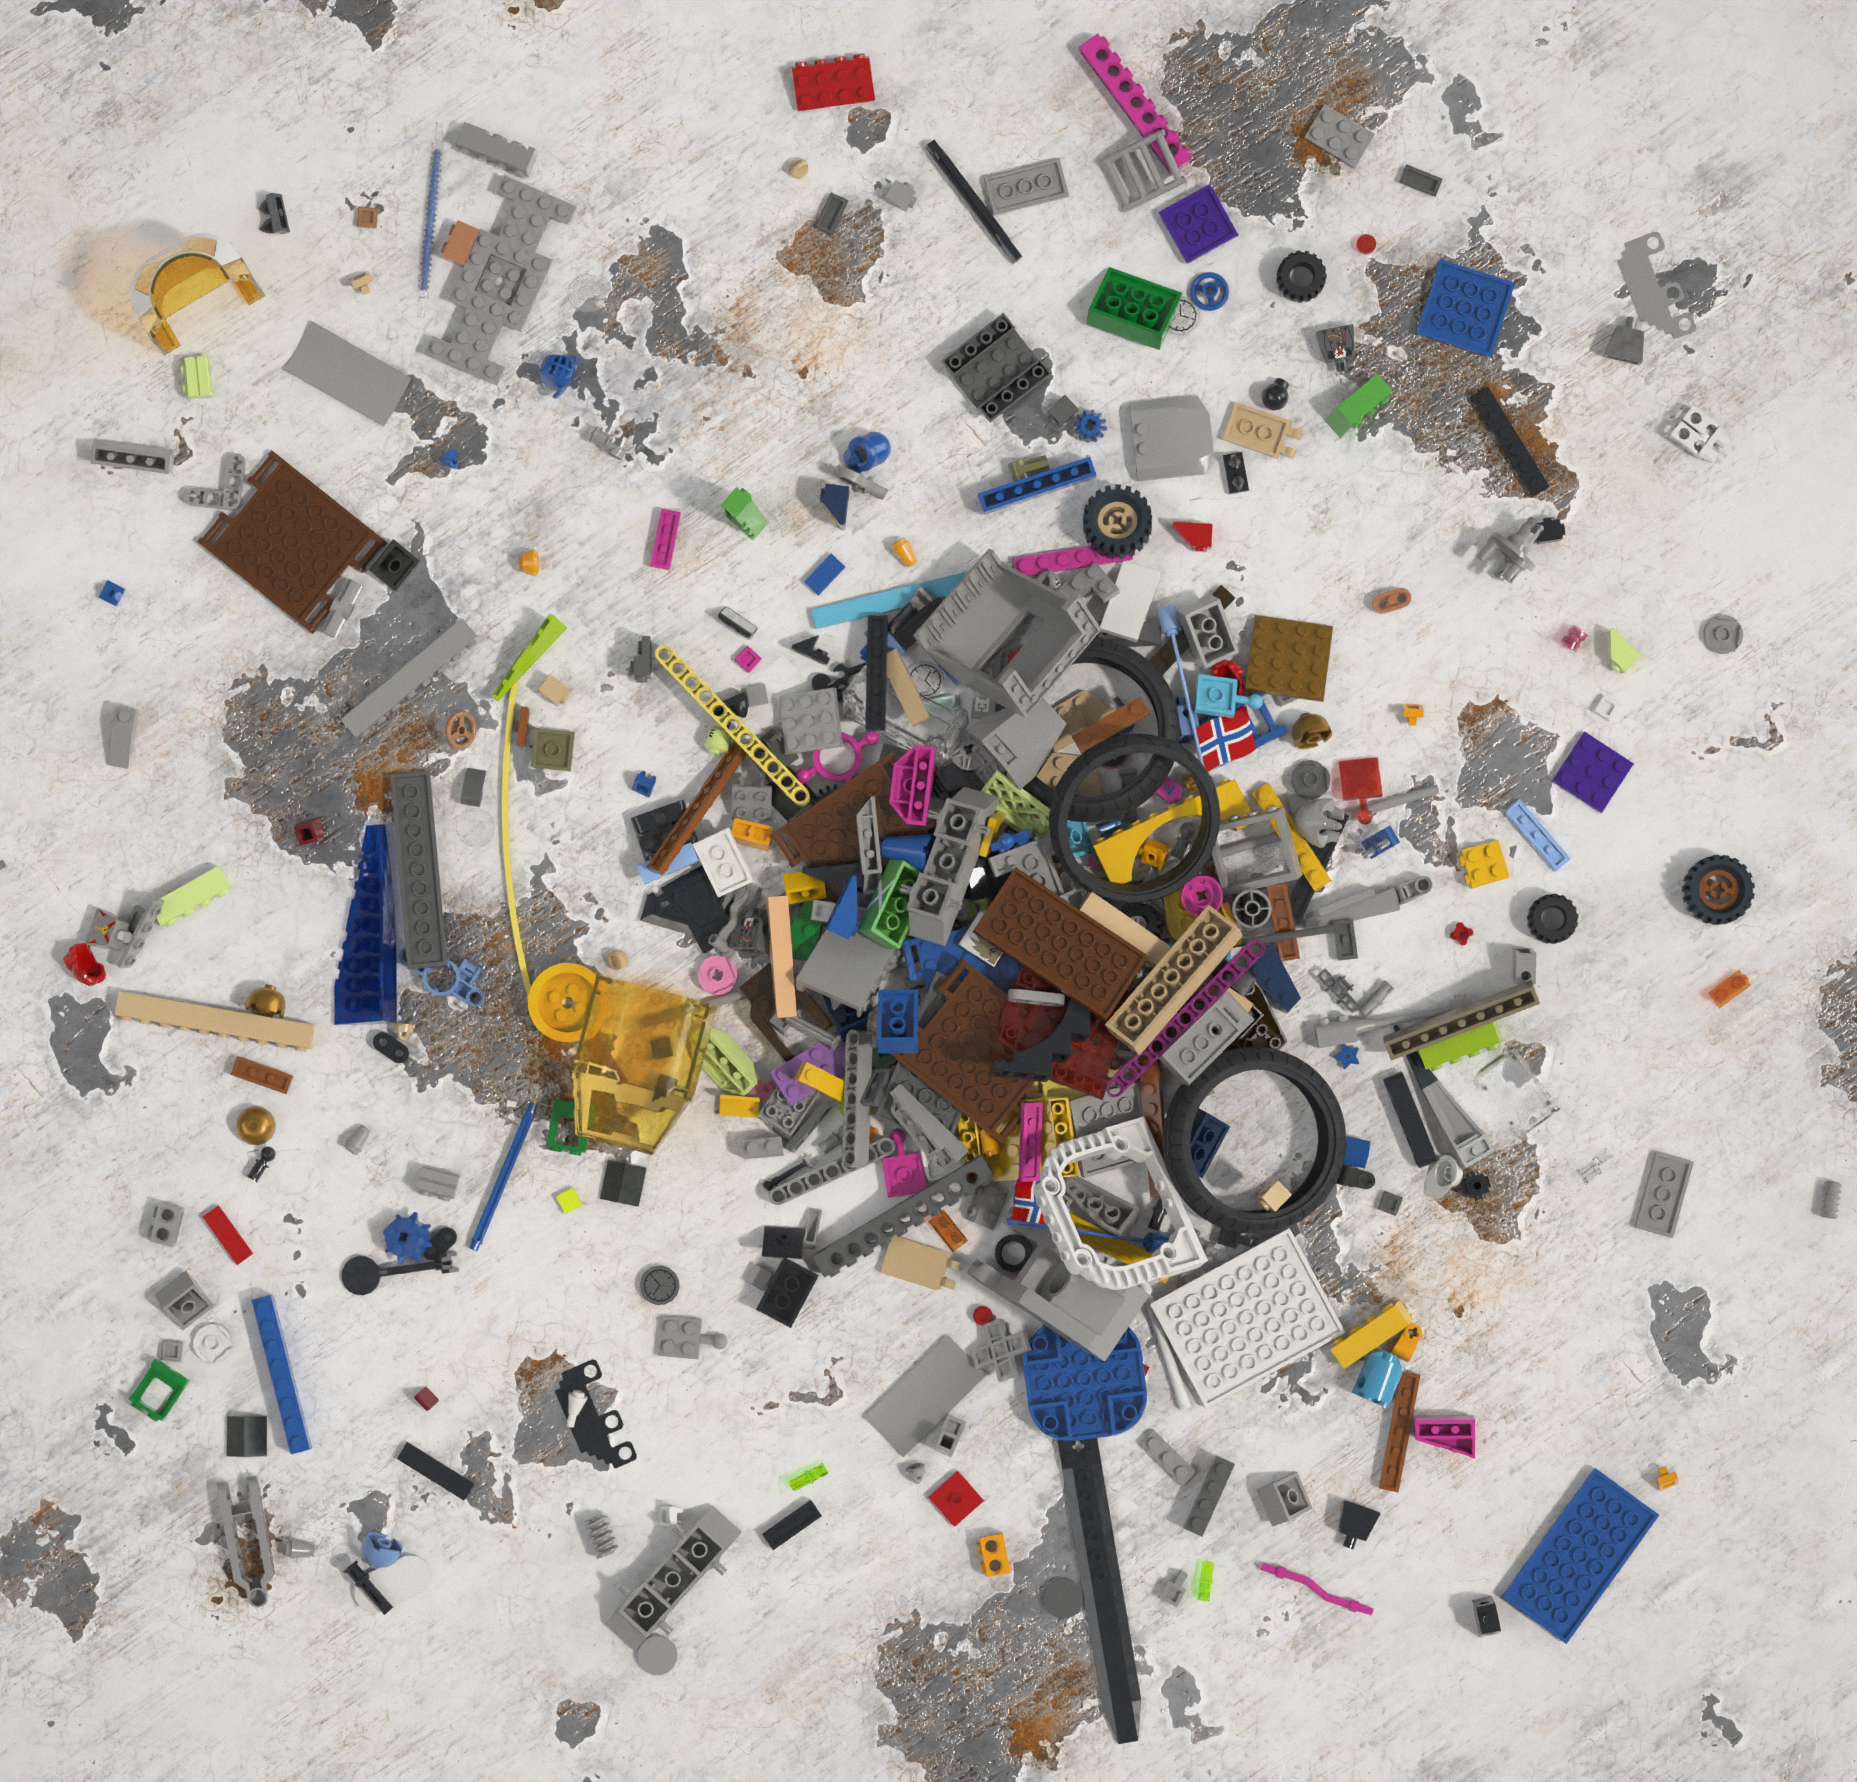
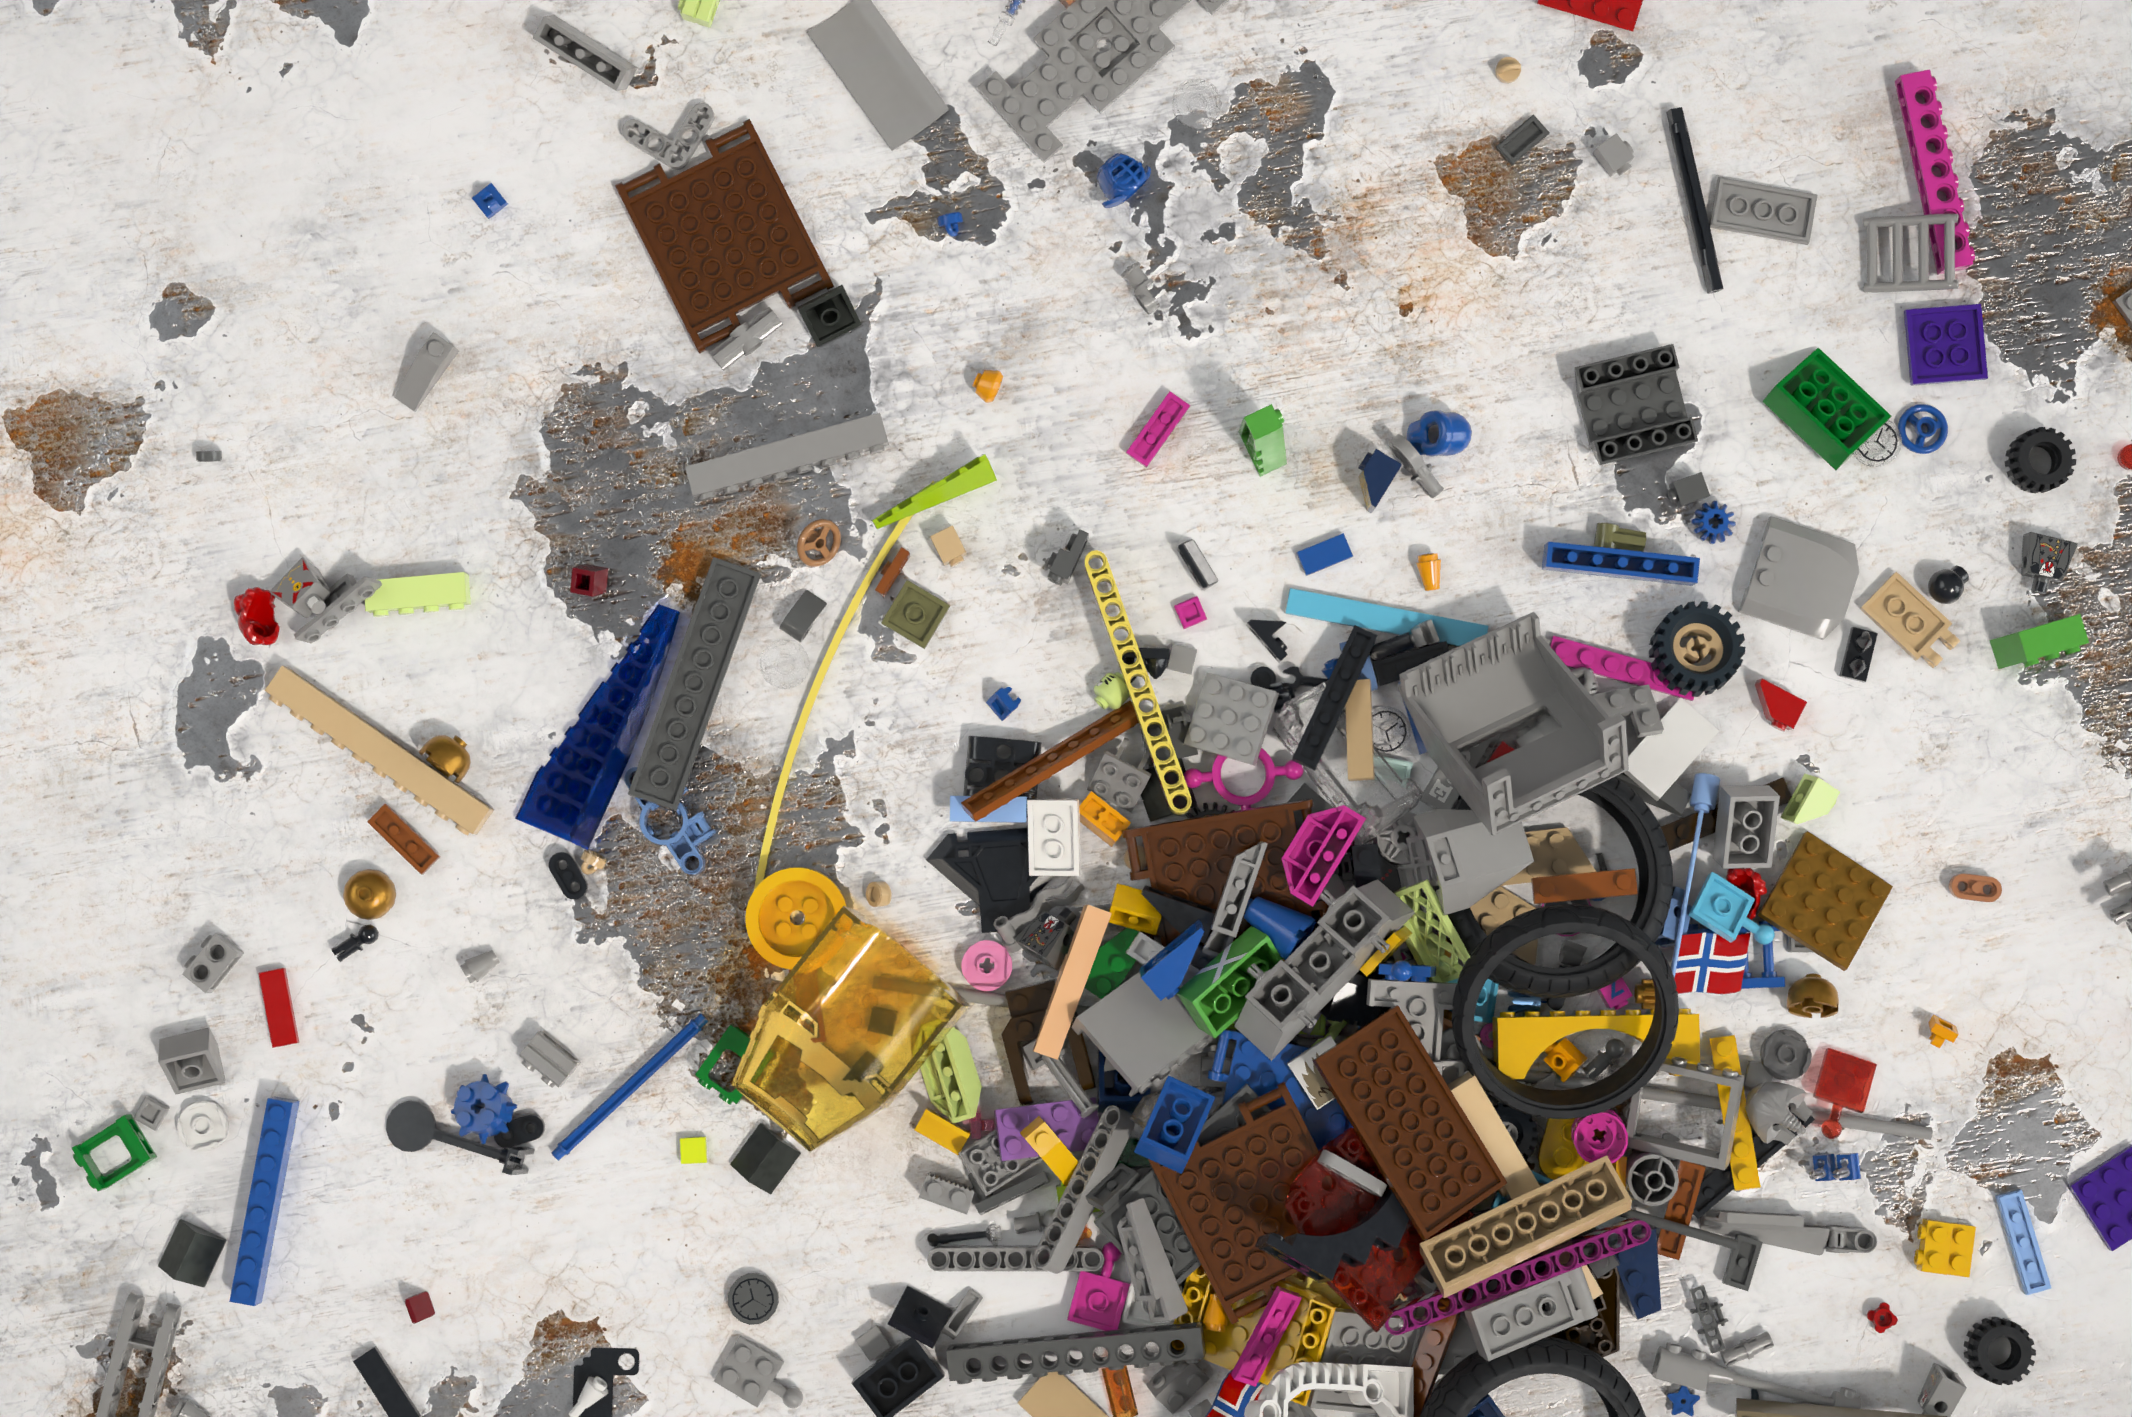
camera: 25 degrees right, 0 degrees up
(1246, 592) = (1810, 800): none -> yellowish green slope

